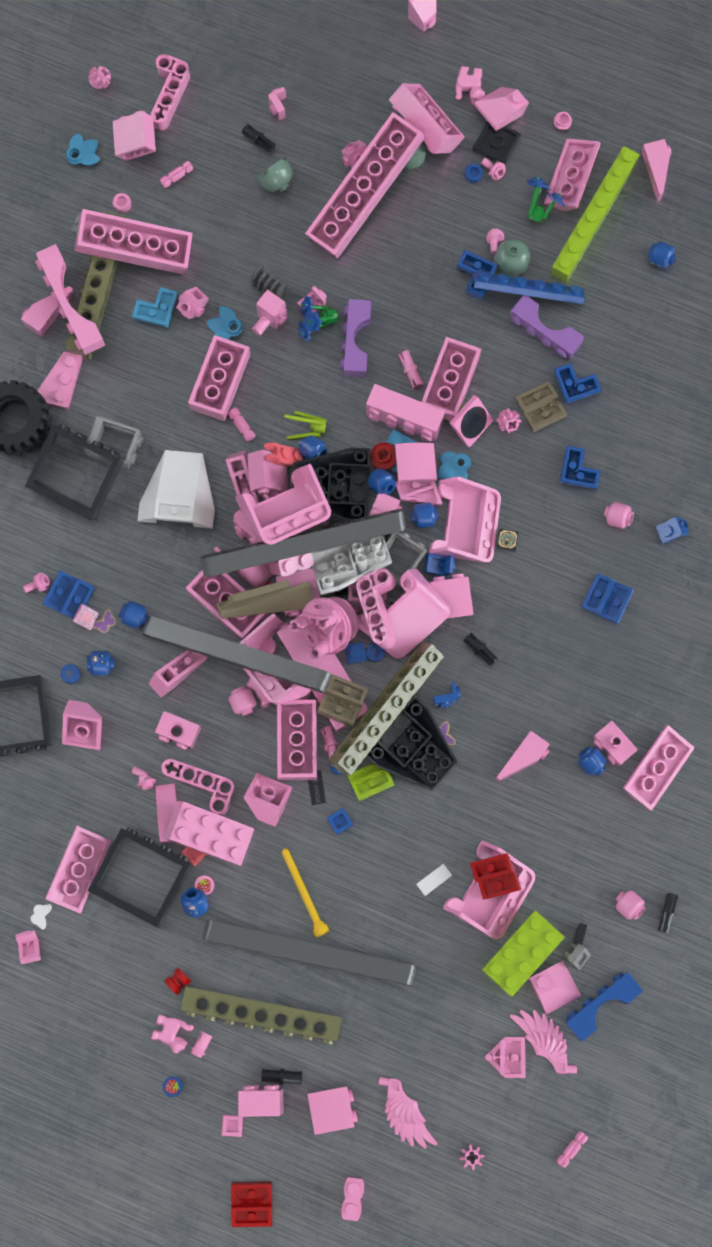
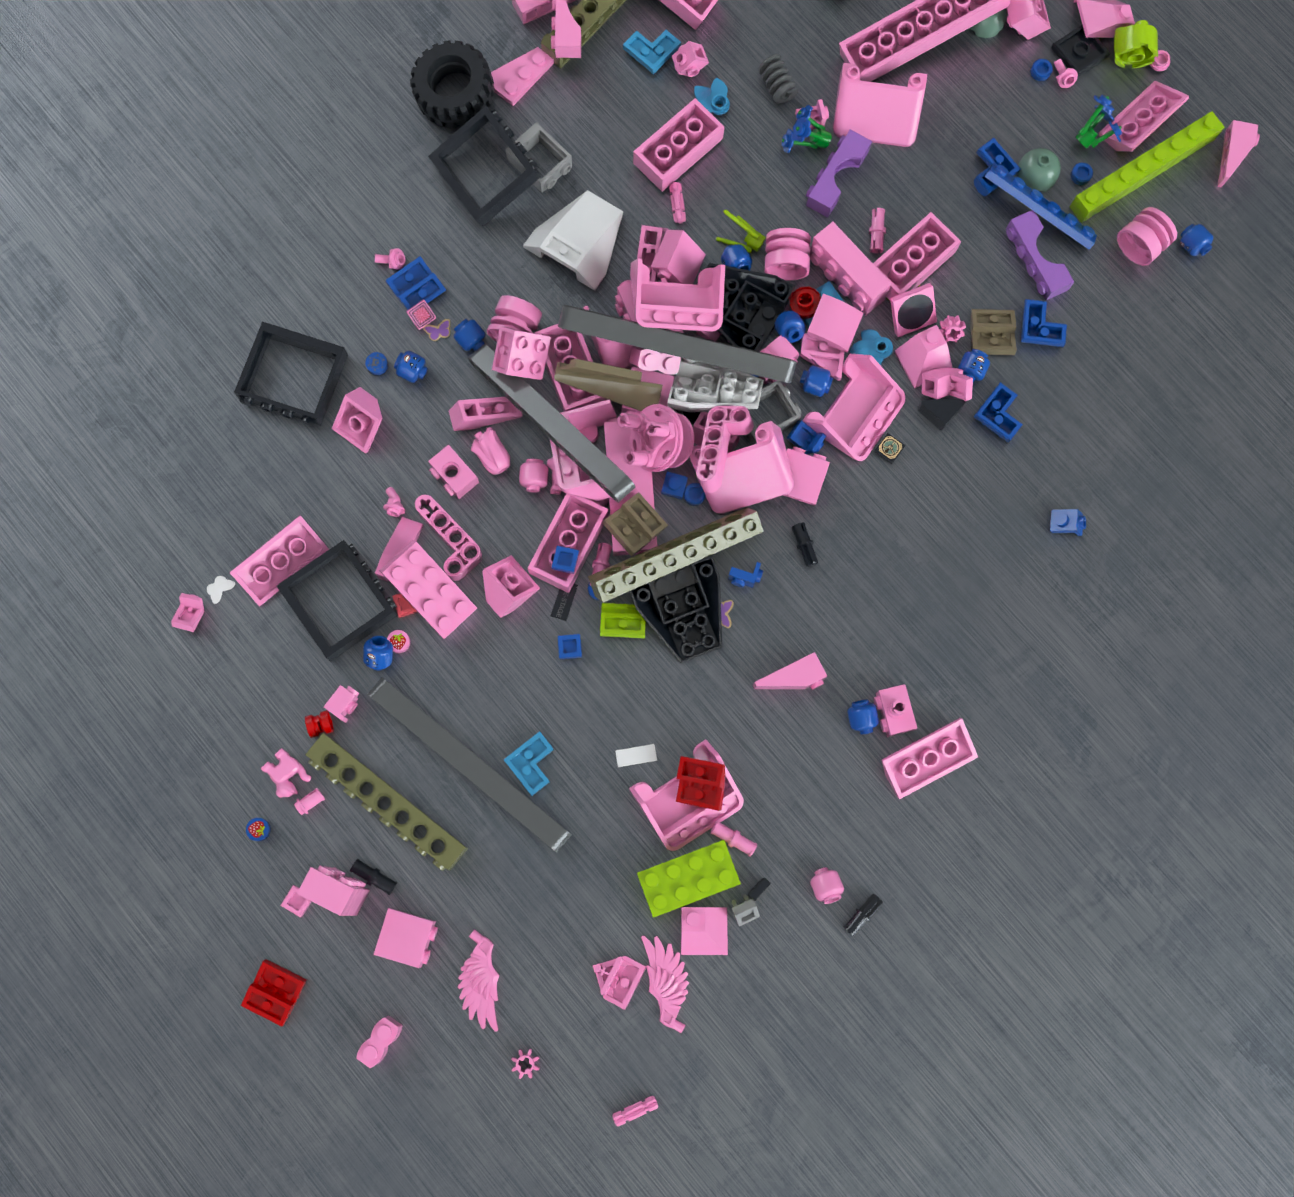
camera: 20 degrees right, 0 degrees up
(165, 588) = (515, 314): none -> bright pink wheel
(184, 611) = (521, 353): none -> bright pink bracket
(187, 955) = (342, 702): none -> bright pink brick
(199, 699) = (491, 451): none -> bright pink piece
(270, 311) = (764, 104): bright pink brick -> none
(282, 454) = (701, 247): coral hinge -> none
(304, 756) = (565, 559): none -> blue plate
(319, 926) = (492, 743): yellow piece -> none
(351, 425) = (787, 253): none -> bright pink wheel
(351, 929) = (524, 763): none -> dark azure plate
(362, 272) = (878, 110): none -> bright pink windscreen
(494, 238) = (1030, 141): bright pink plate -> none
(498, 453) = (923, 353): none -> bright pink slope
(525, 465) = (945, 382): none -> bright pink brick
(532, 491) = (940, 411): none -> black slope
(538, 119) = (1136, 45): none -> lime brick
(540, 442) = (974, 364): none -> blue head
(541, 905) = (733, 838): none -> bright pink pin
(547, 243) = (1081, 173): none -> blue tile
(583, 1022) = (774, 970): blue arch -> none
(607, 598) = (963, 559): blue slope -> none
(619, 515) = (1018, 479): bright pink head -> none
(622, 272) = (1147, 236): none -> bright pink wheel

